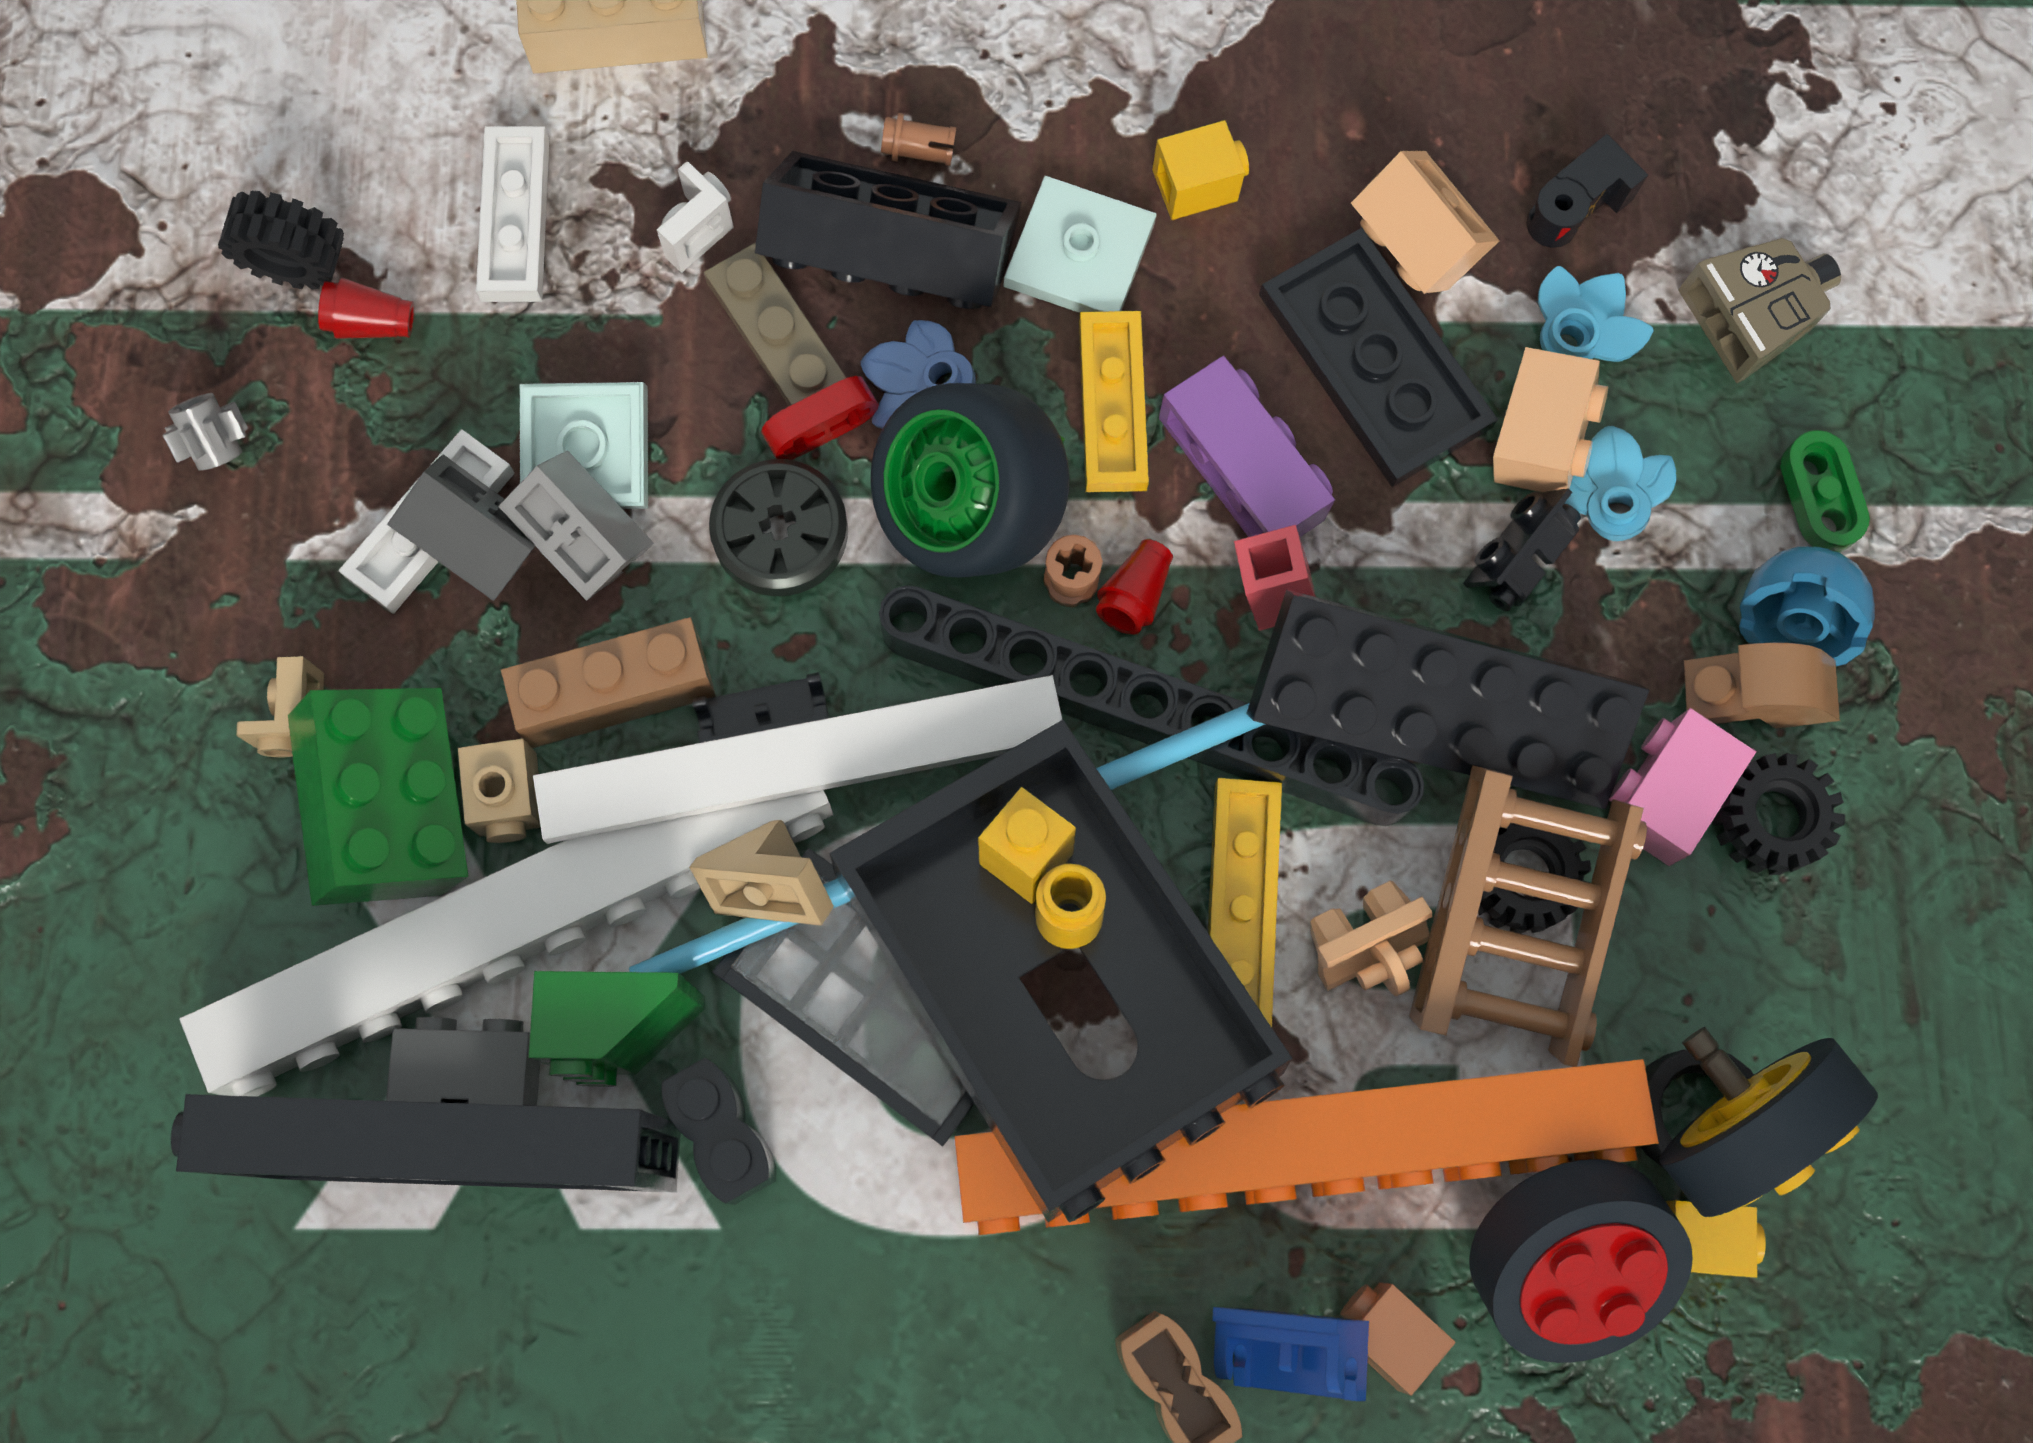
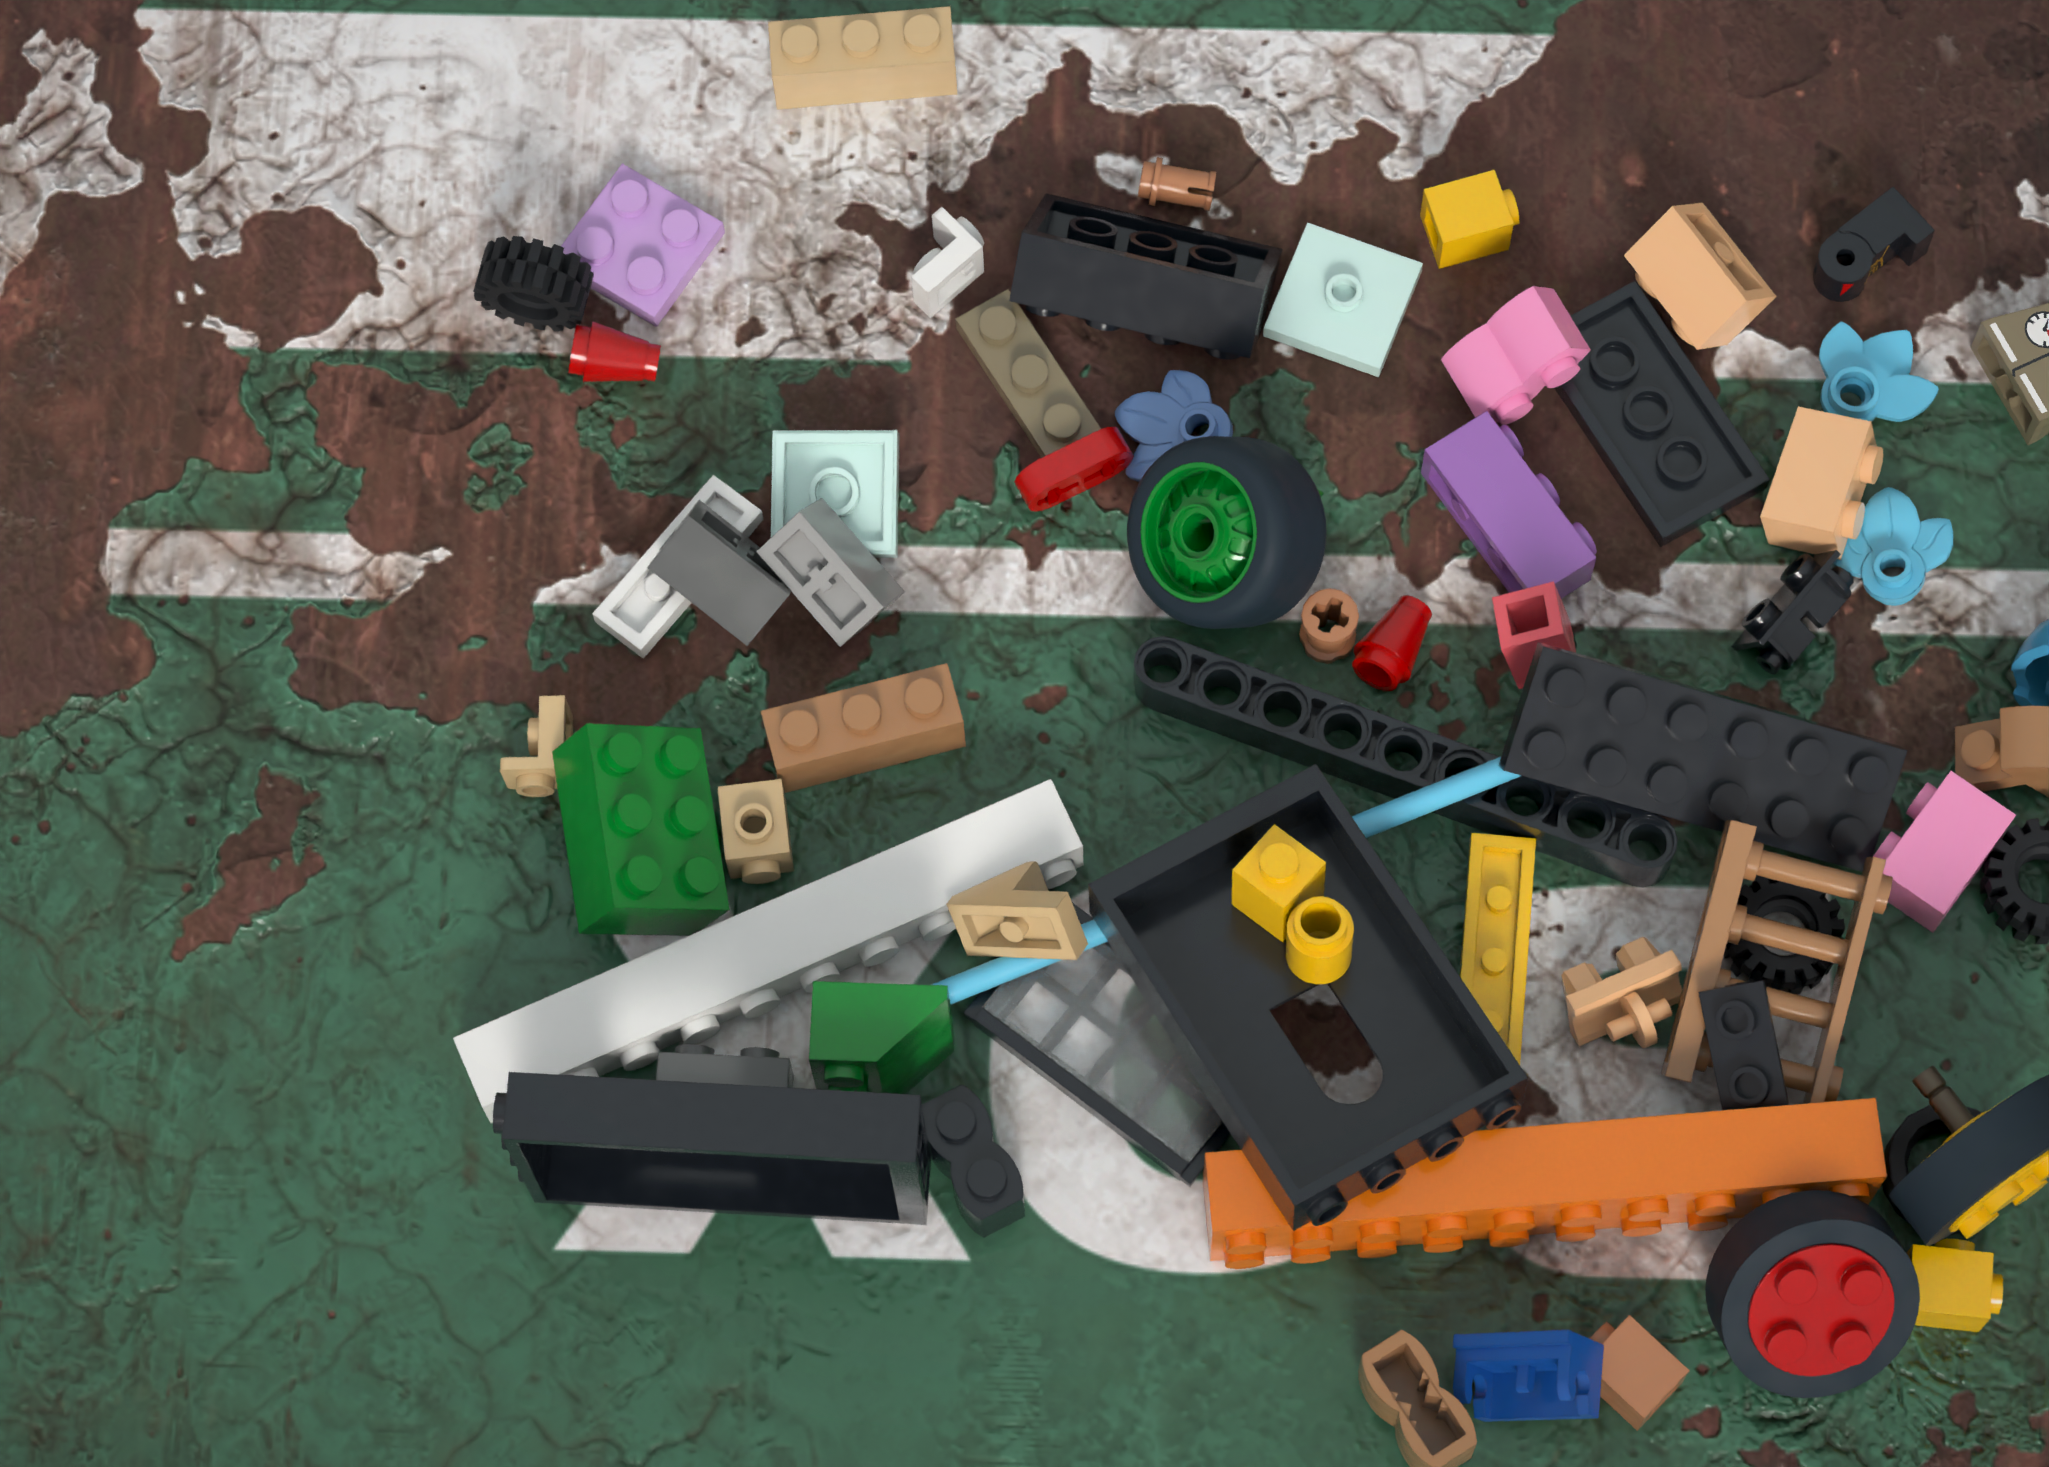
camera: 10 degrees right, 5 degrees down
(205, 431) = (458, 474): light grey gear -> none
(398, 203) = (643, 243): none -> lavender plate
(513, 214) = (761, 257): white plate -> none
(745, 510) = (1066, 591): pearl dark grey wheel -> none
(761, 709) = (1008, 766): black hinge -> none
(792, 759) = (1048, 802): white tile -> none
(1113, 401) = (1373, 455): yellow plate -> none
(1251, 299) = (1516, 355): none -> bright pink brick
(1503, 1005) = (1743, 1046): none -> black hinge

